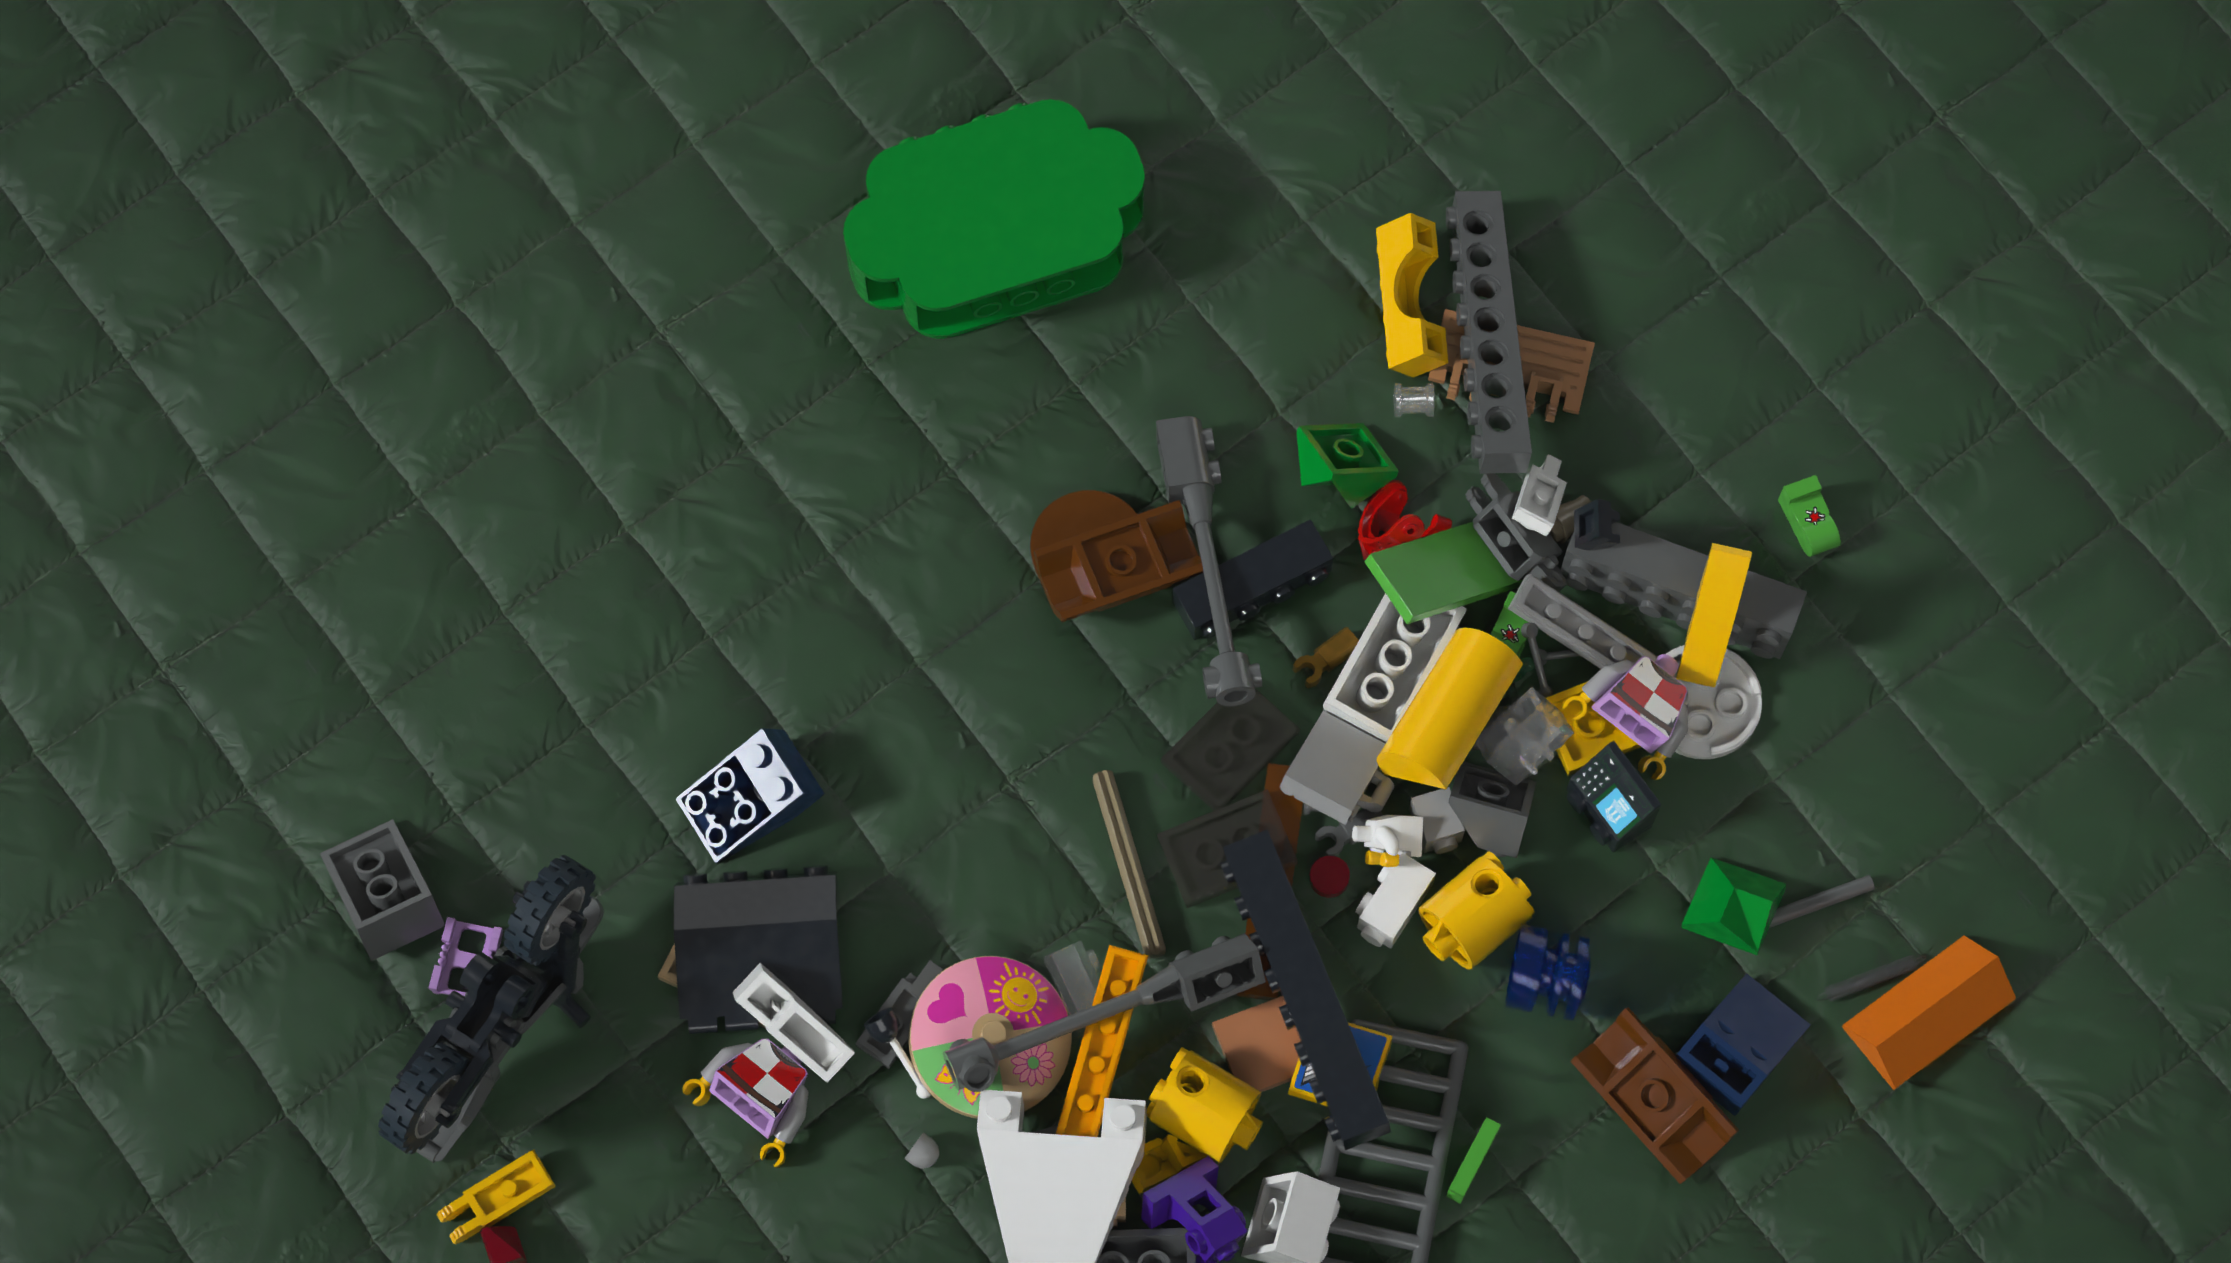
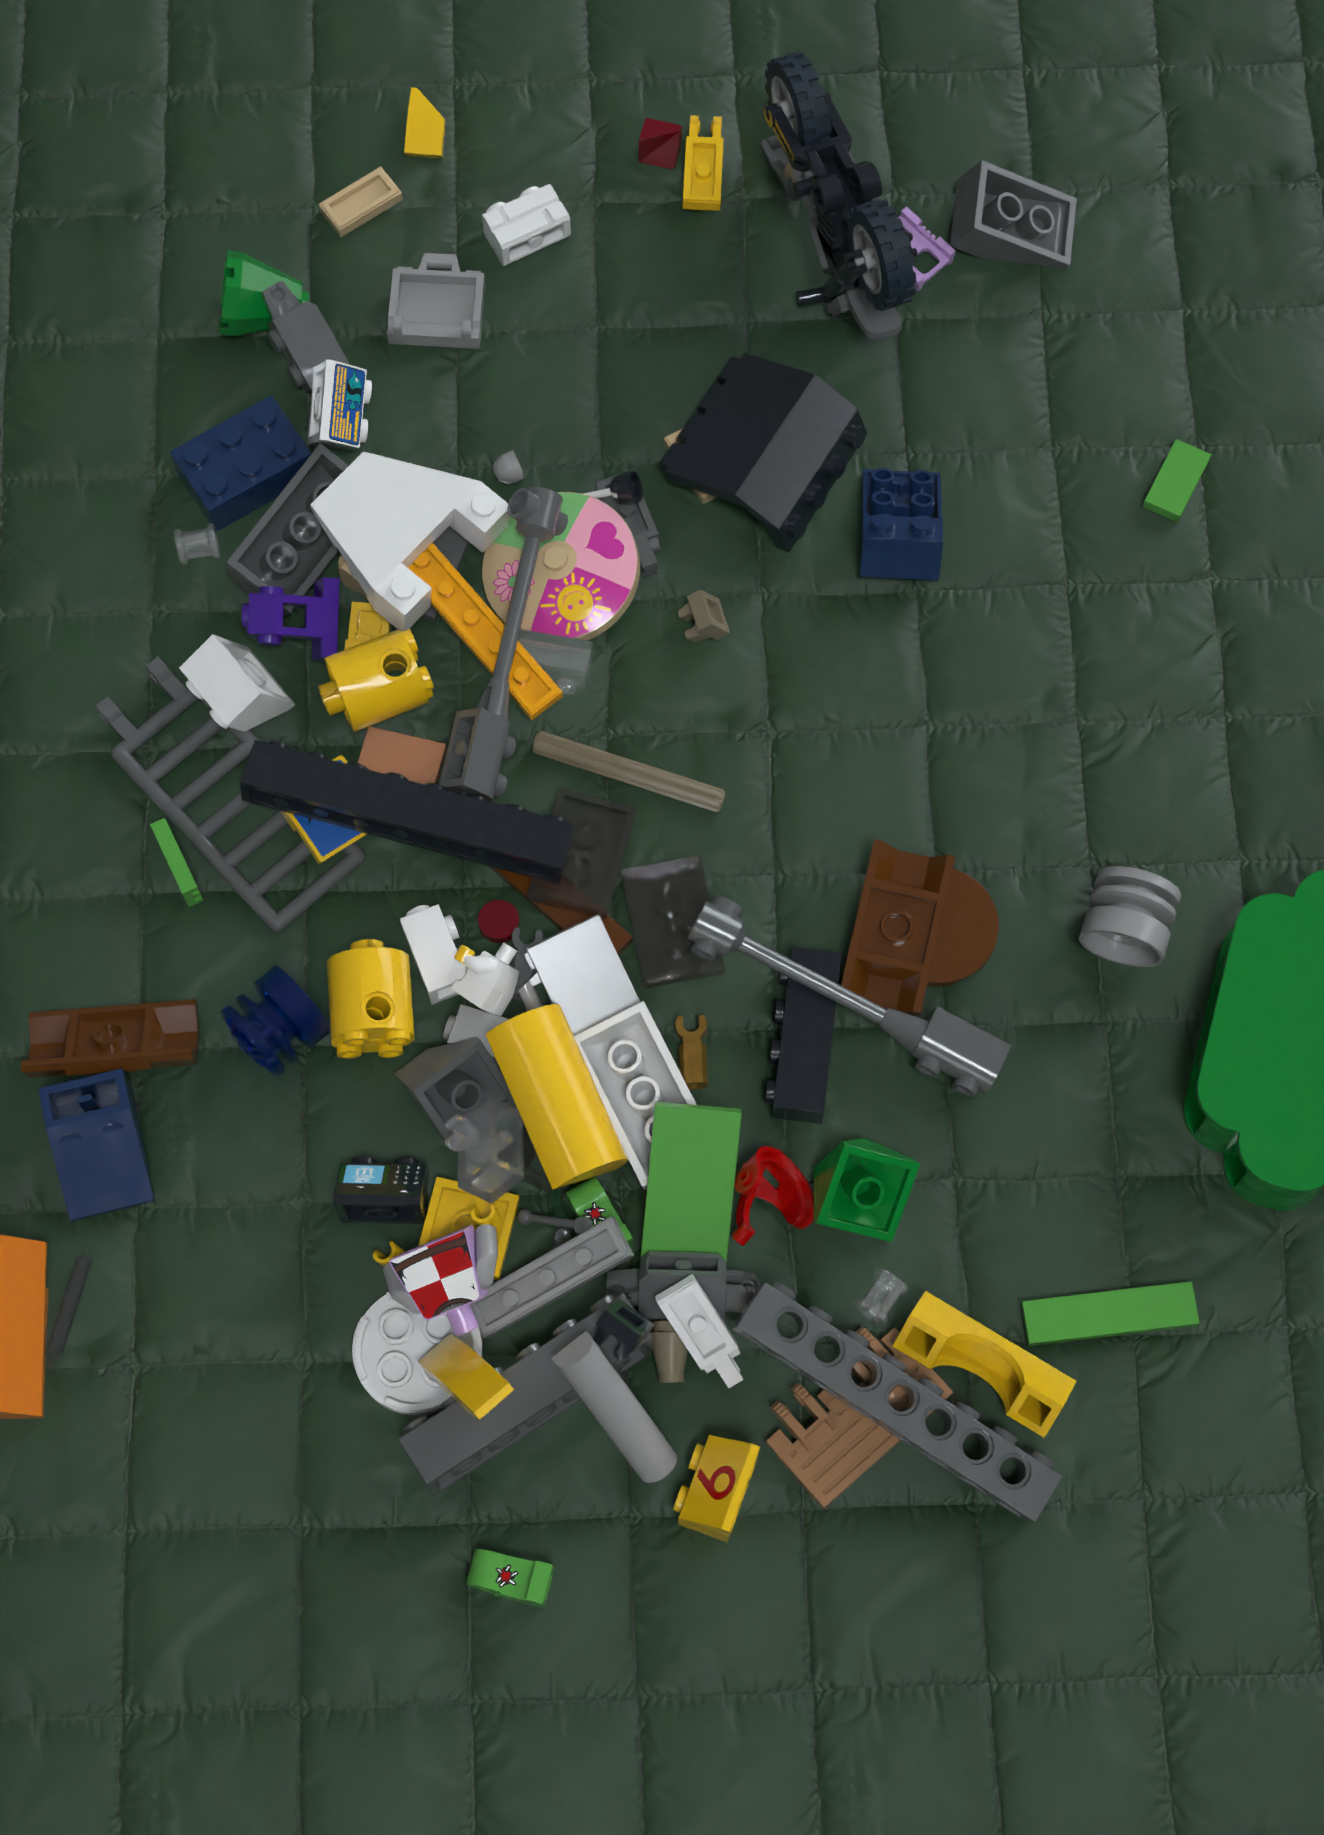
camera: 125 degrees right, 0 degrees up
(553, 605) = (1176, 480): none -> bright green tile
(759, 1086) = (645, 380): torso -> none
(793, 1022) = (678, 421): white slope -> none
(947, 890) = (708, 617): none -> dark tan tile
(987, 398) = (1130, 916): none -> light grey wheel
(1303, 242) = (1109, 1313): none -> bright green tile
(1640, 413) = (717, 1487): none -> yellow slope
(1648, 506) = (616, 1408): none -> light grey brick
(1733, 906) = (216, 1231): green slope -> none
(1822, 900) = (174, 1290): dark grey bar -> none

